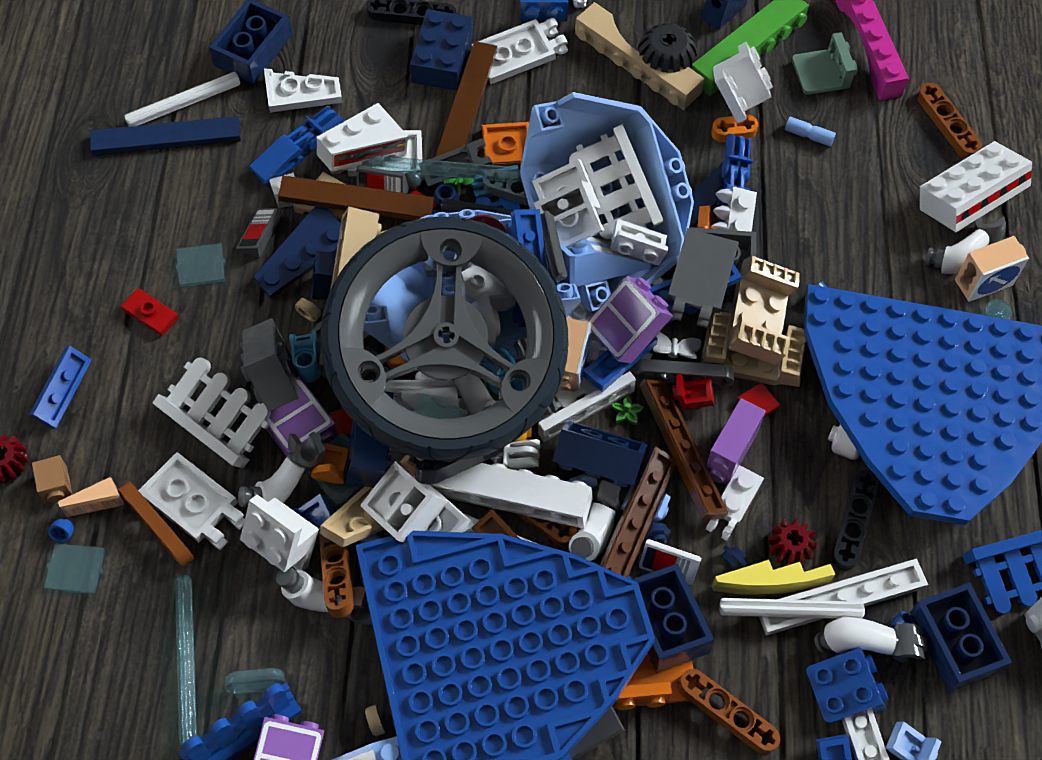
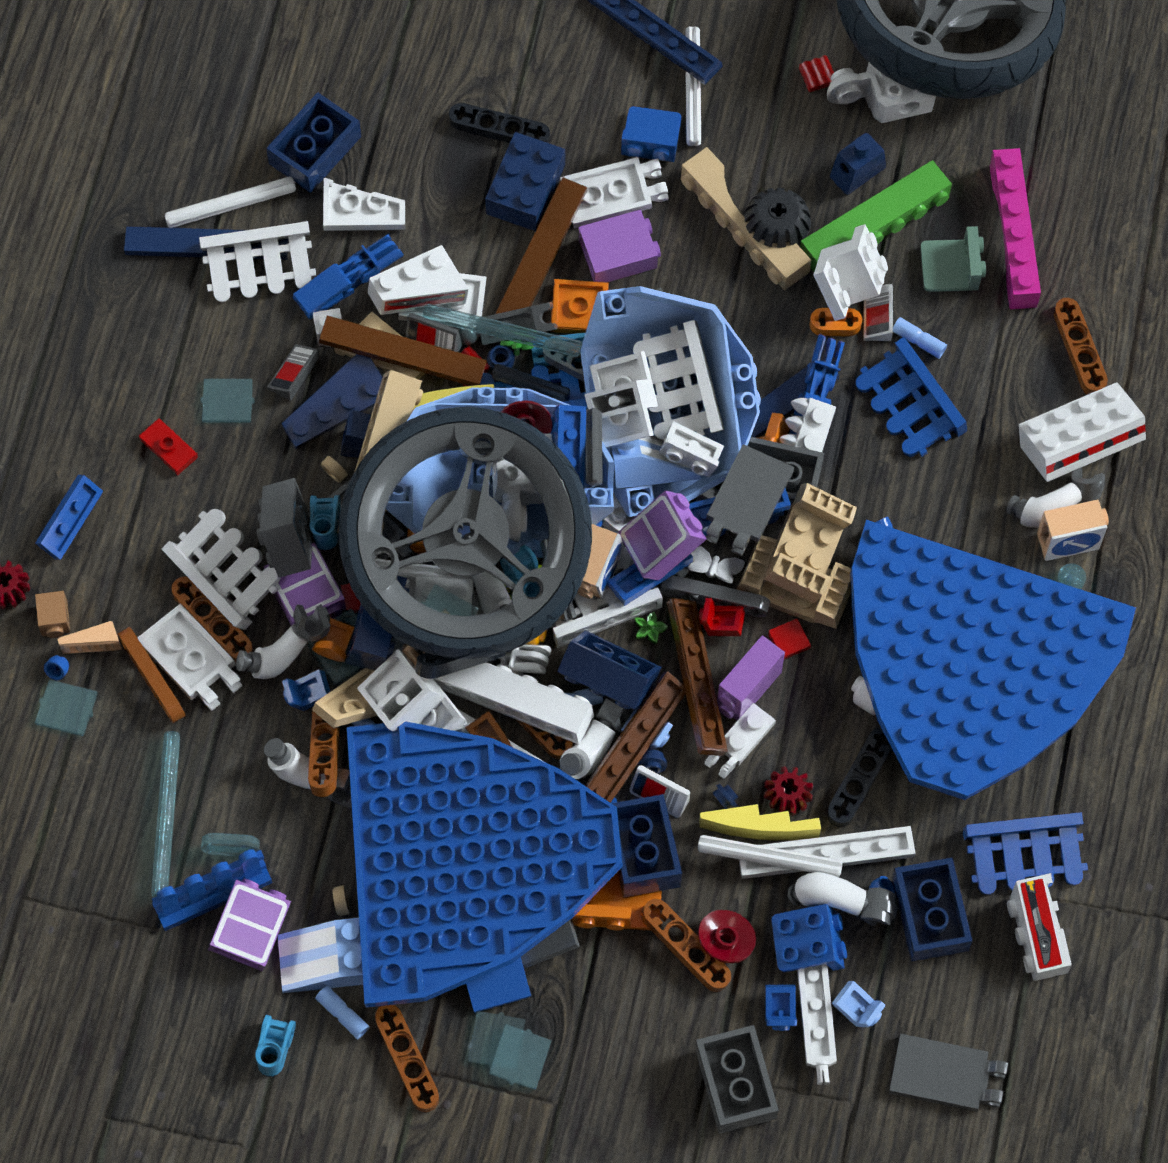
camera: 10 degrees right, 5 degrees up
(197, 126) = (244, 256): none -> white fence
(211, 461) = (212, 619): none -> dark orange beam
(278, 534) = (272, 705): white bracket -> none
(530, 86) = (619, 247): none -> medium lavender brick
(771, 118) = (879, 316): none -> slope
(772, 688) = (732, 928): none -> dark red dish
(831, 174) = (909, 385): none -> blue fence

